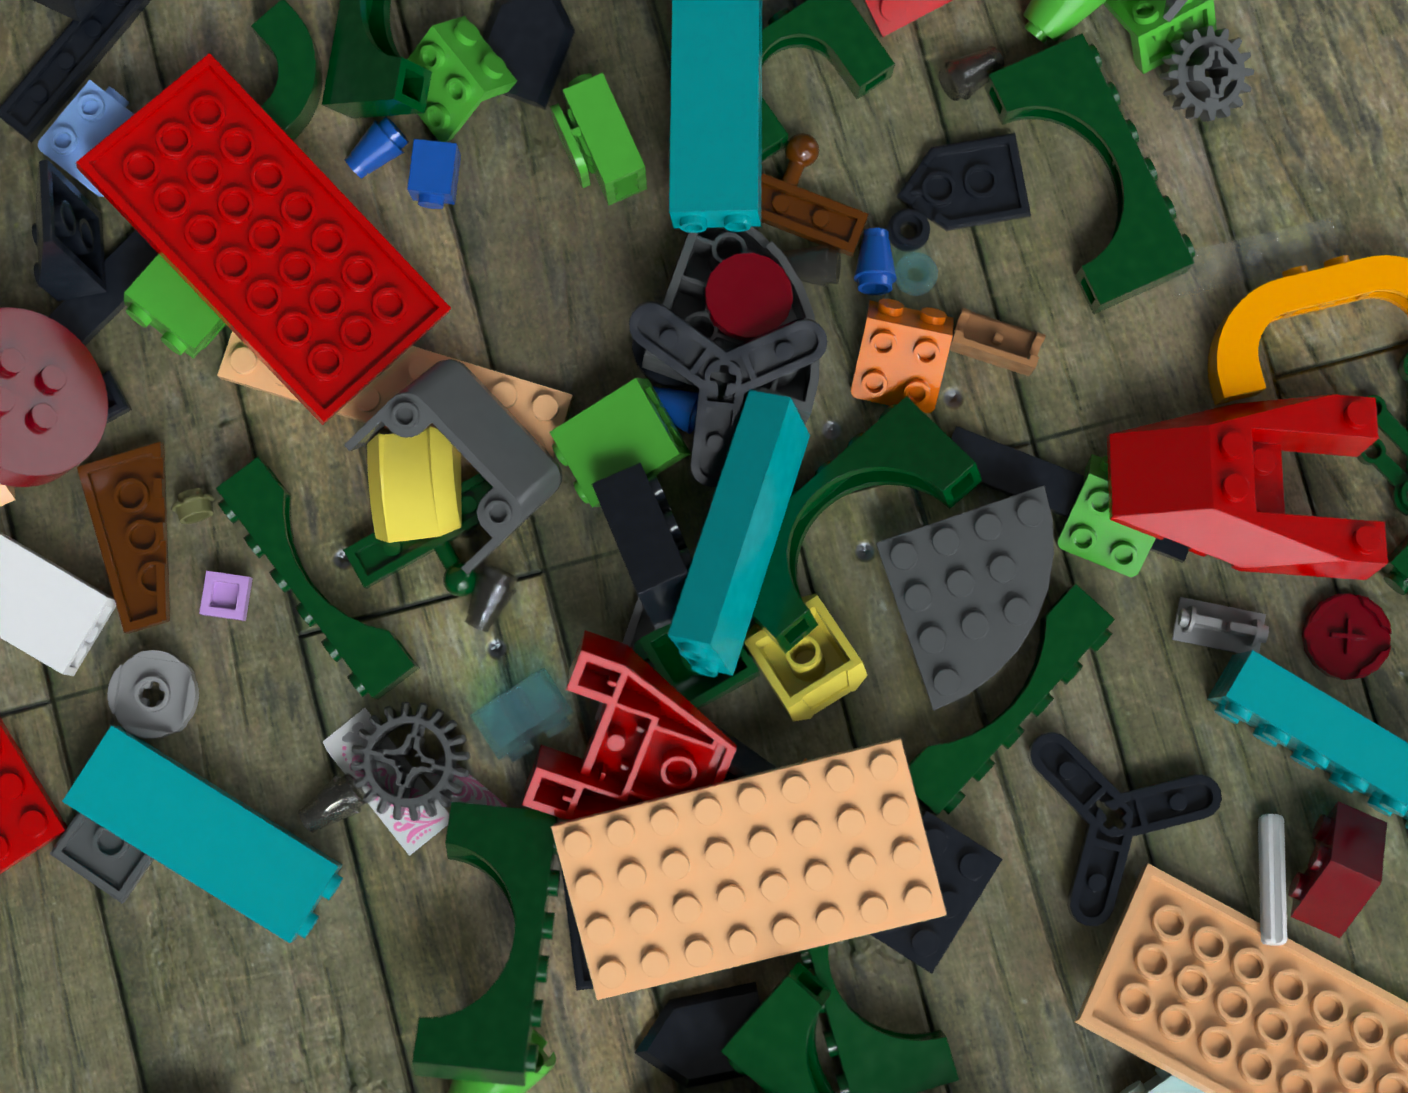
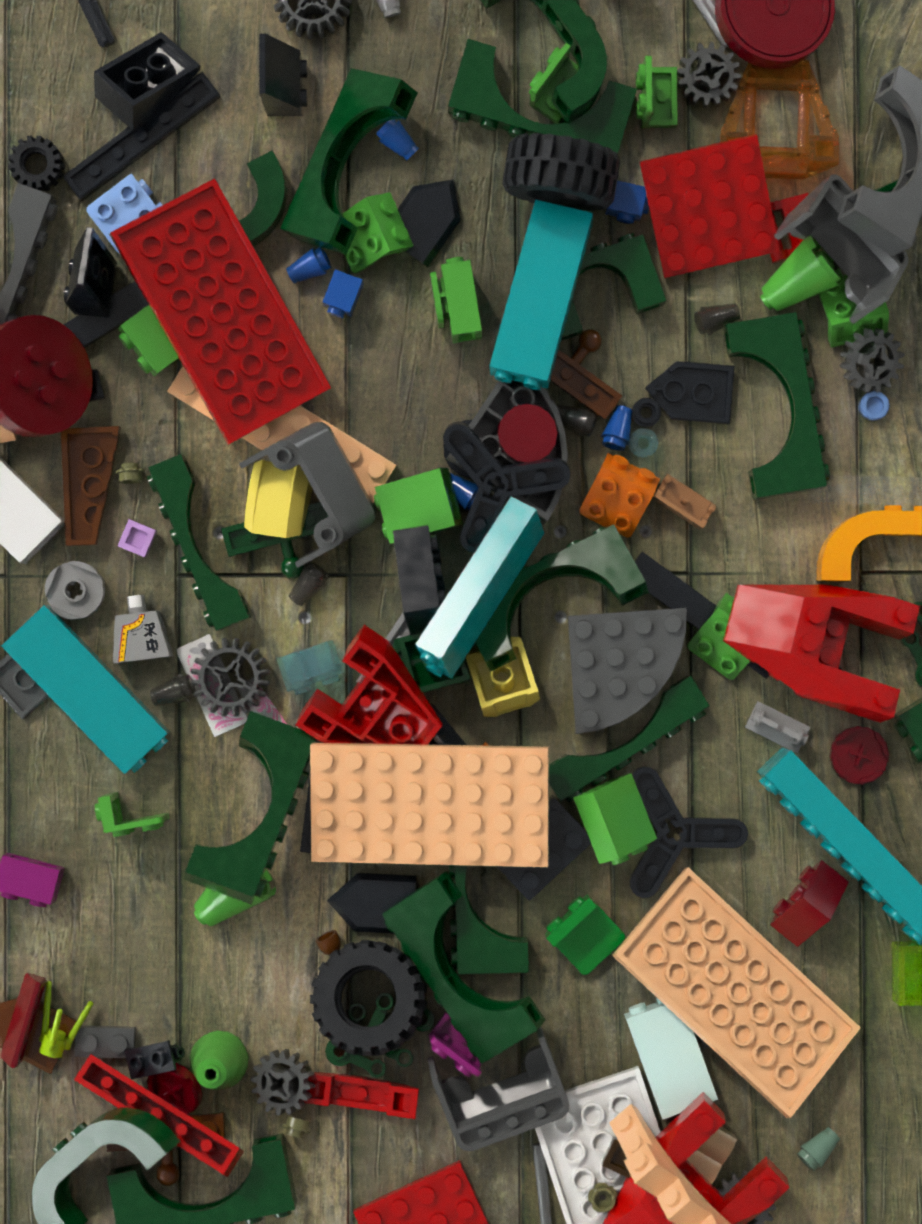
camera: 15 degrees right, 5 degrees up
(263, 733) = (139, 634): none -> light grey torso
(283, 1007) = (110, 813): none -> bright green bracket
(1025, 821) = (615, 819): none -> bright green brick
(1025, 1002) = (584, 934): none -> green bracket
(1226, 139) = (873, 406): none -> medium blue tile
(1272, 879) = (765, 898): white axle -> none

